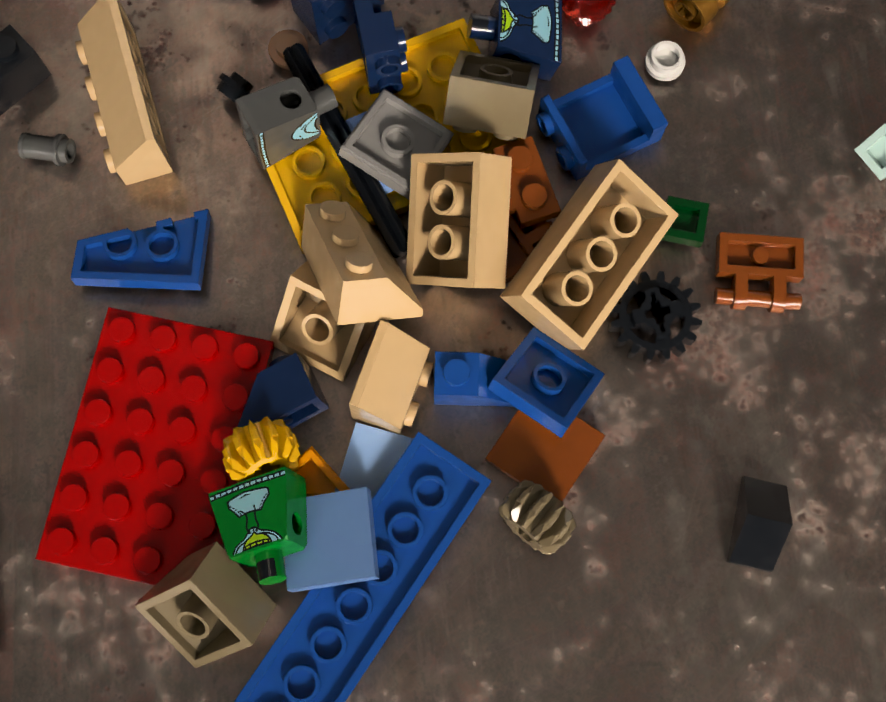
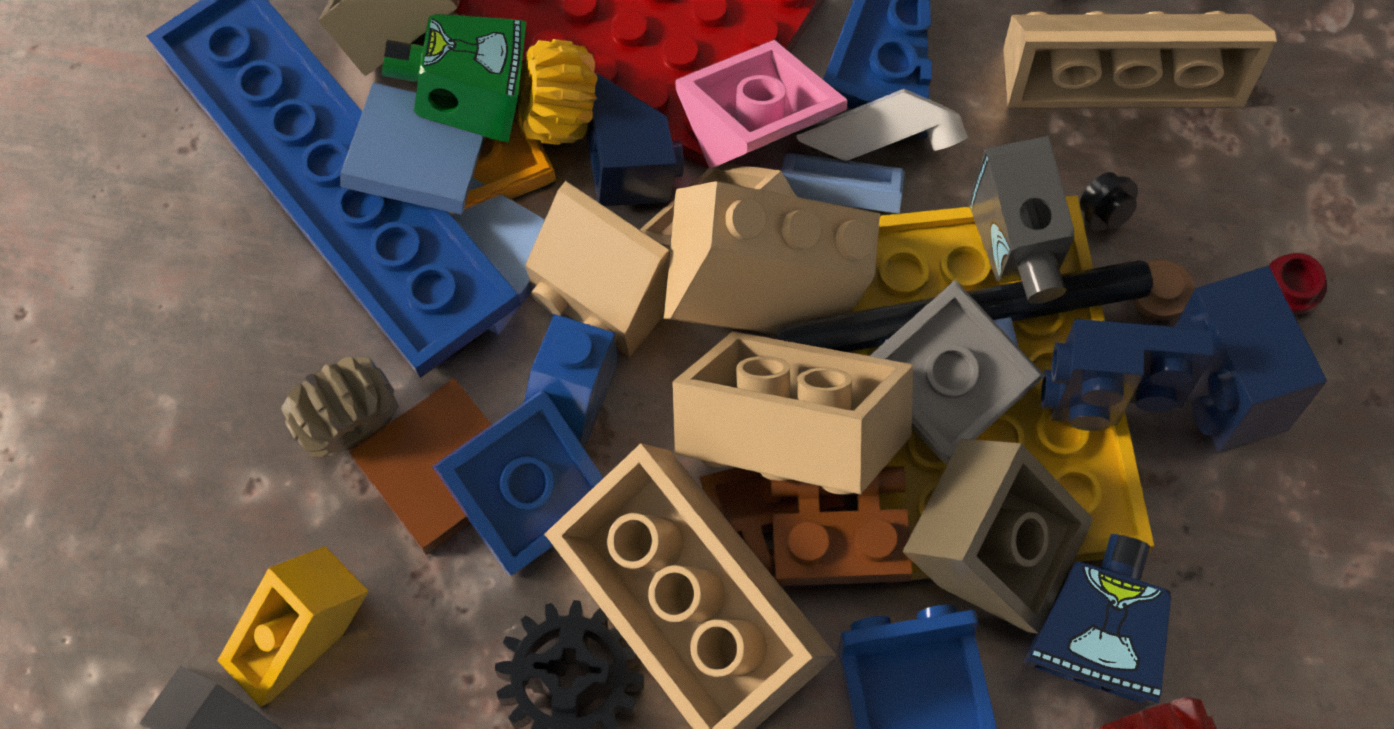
camera: 110 degrees right, 10 degrees down
(219, 237) = (884, 123): none -> white piece
(233, 314) = (754, 101): none -> bright pink slope
(268, 253) = (845, 182): none -> light blue tile
(682, 494) = (291, 622): none -> yellow slope

